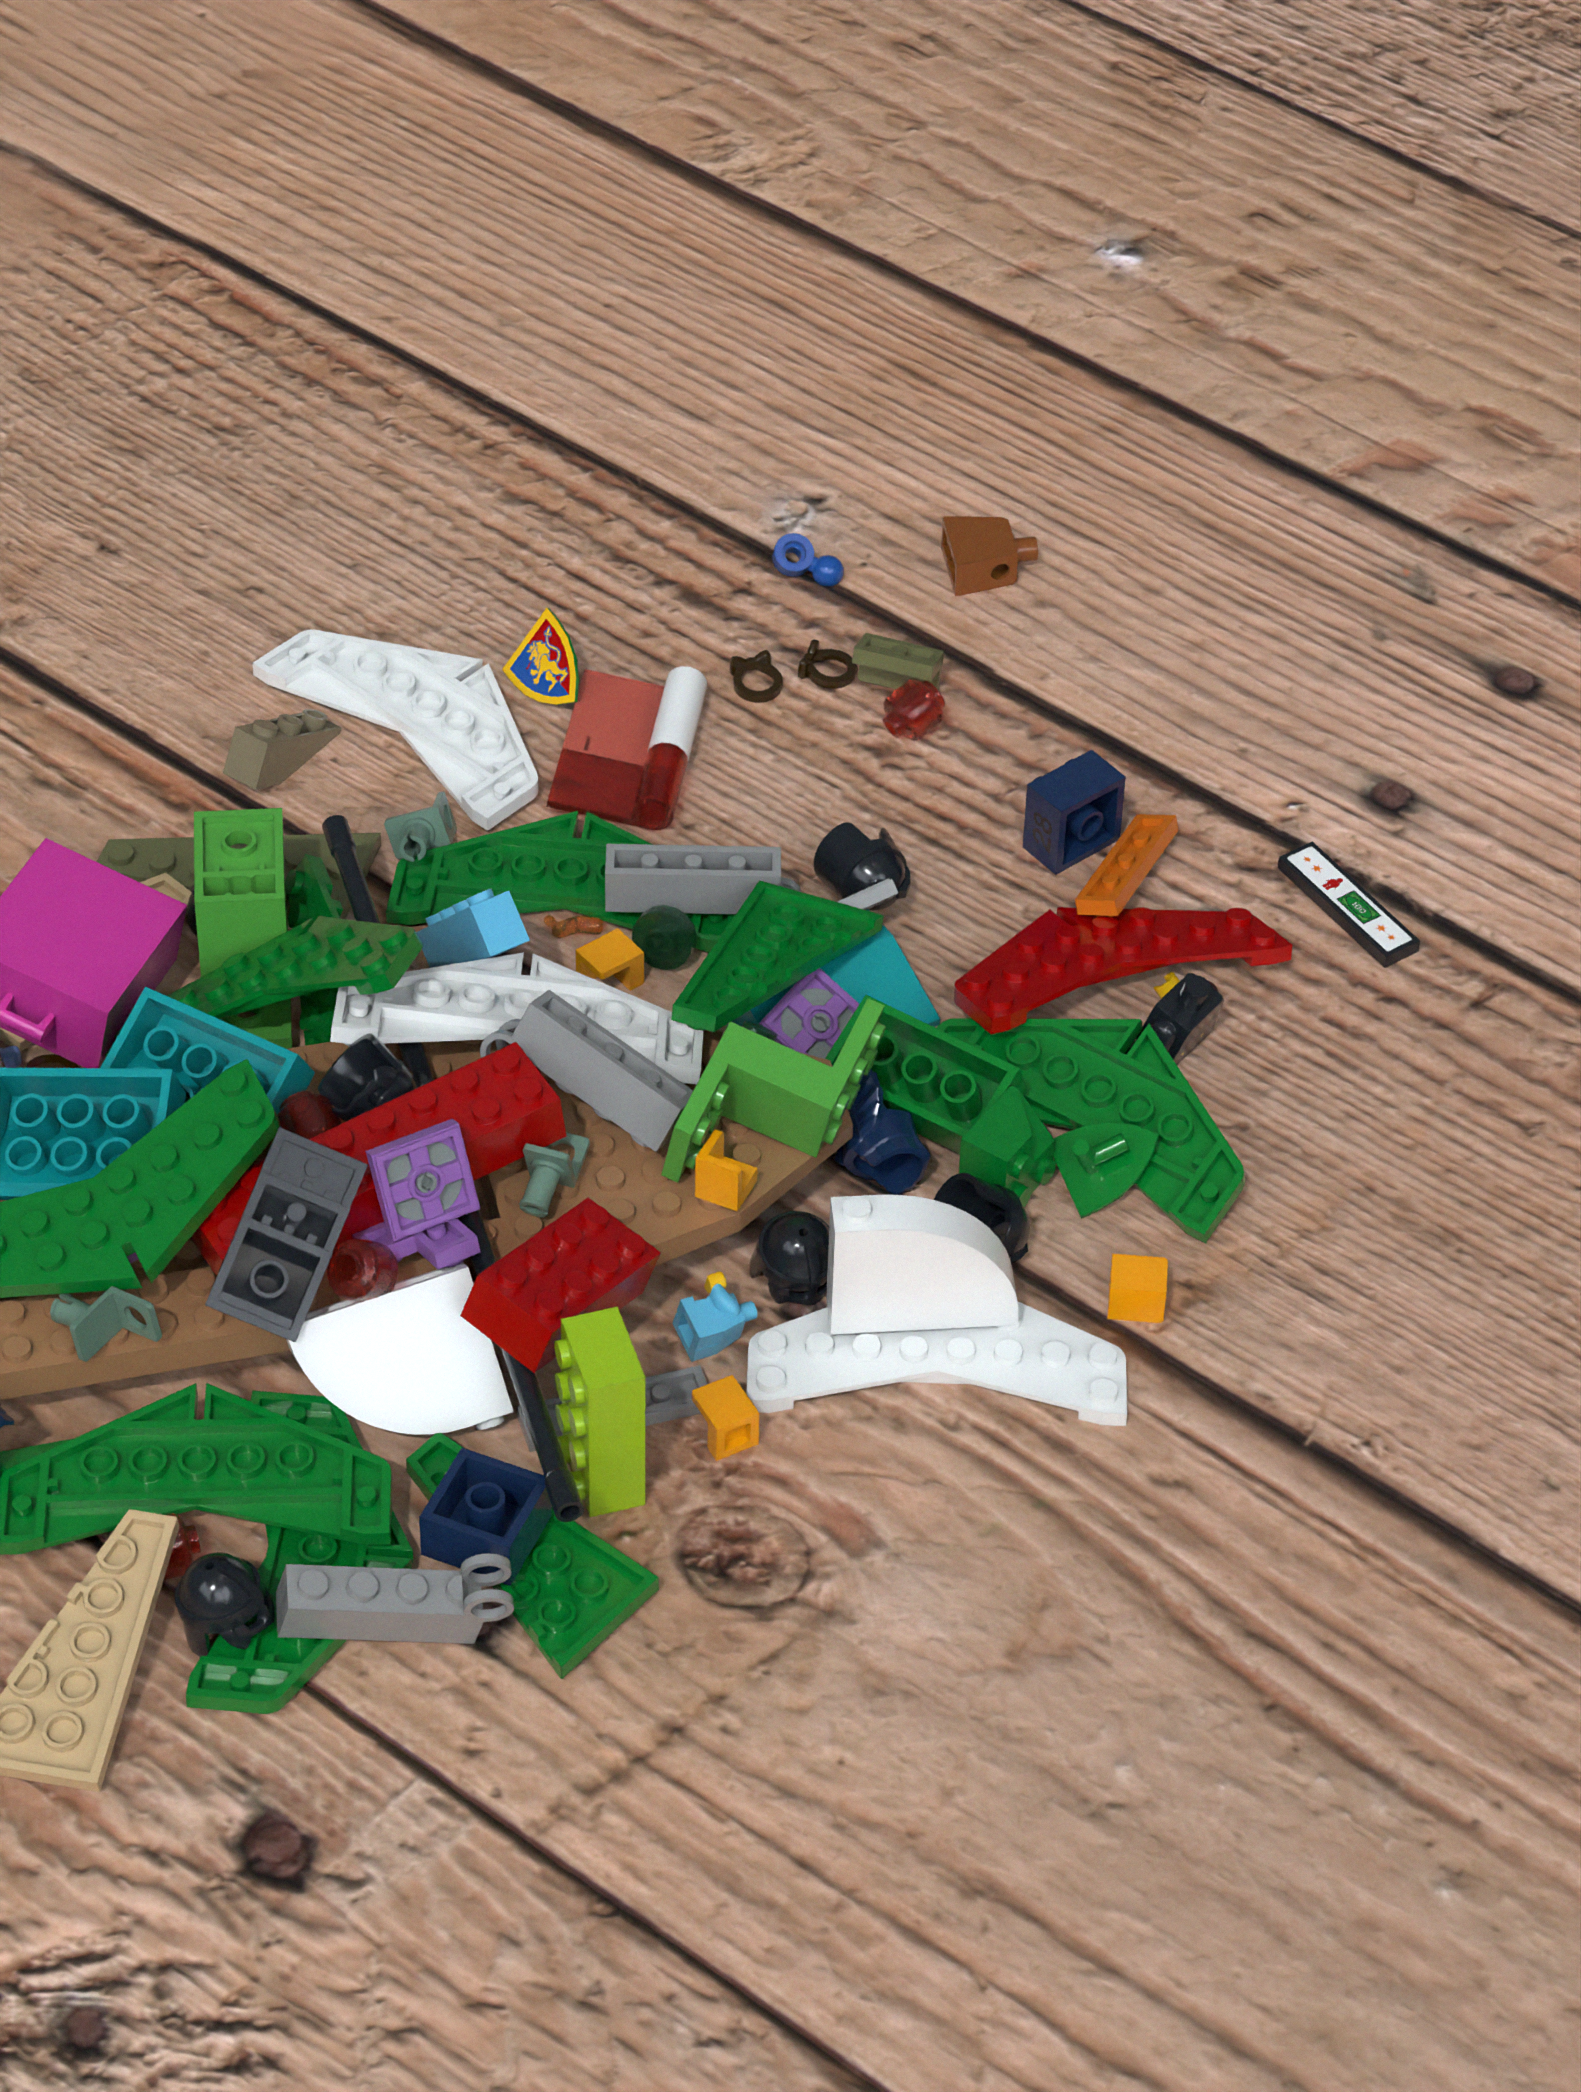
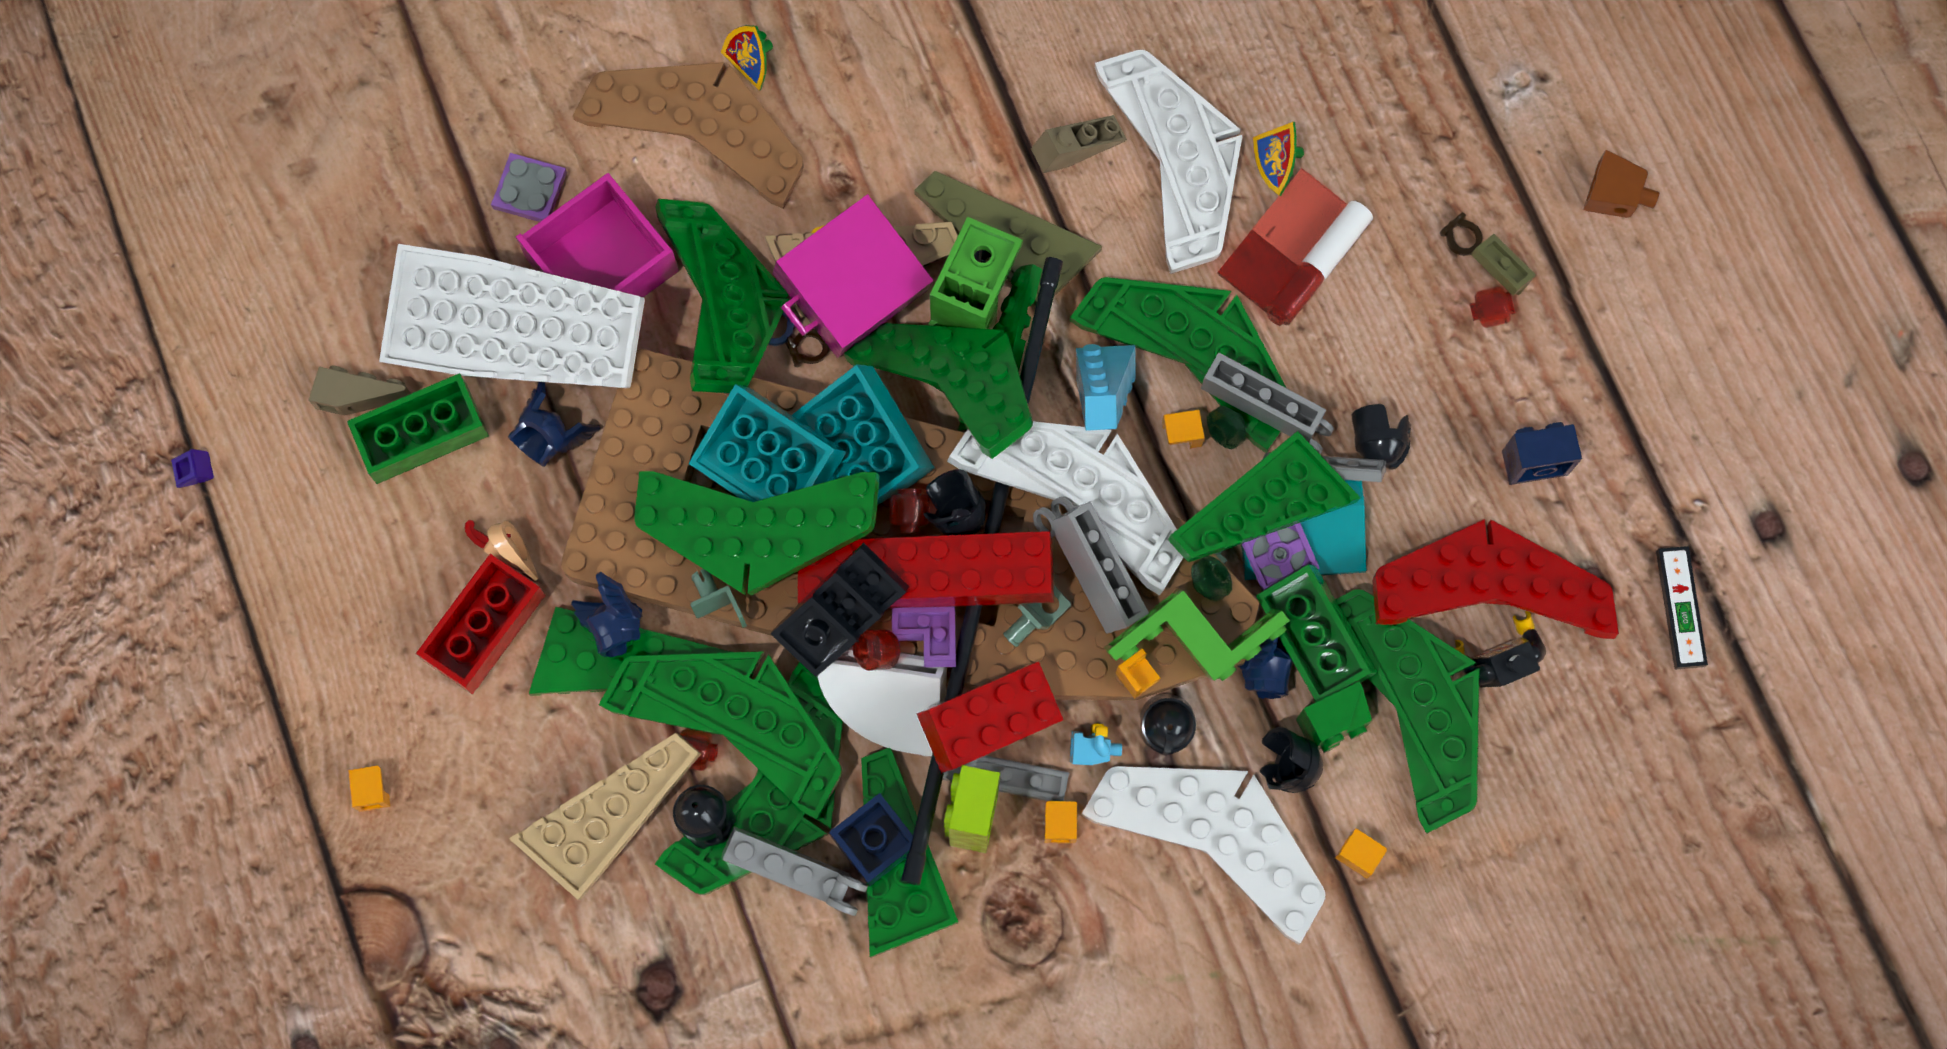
camera: 30 degrees right, 30 degrees up
(421, 829) = (1124, 262): sand green bracket -> none
(423, 1180) = (939, 609): medium lavender piece -> none
(574, 925) = (1182, 381): clear orange piece -> none
(762, 662) = (1421, 213): dark brown piece -> none
(825, 570) = (1508, 149): blue plate -> none
(914, 1267) = (1221, 797): white brick -> none
(1102, 1162) = (1395, 746): green shield -> none
(1126, 865) = (1552, 511): orange plate -> none

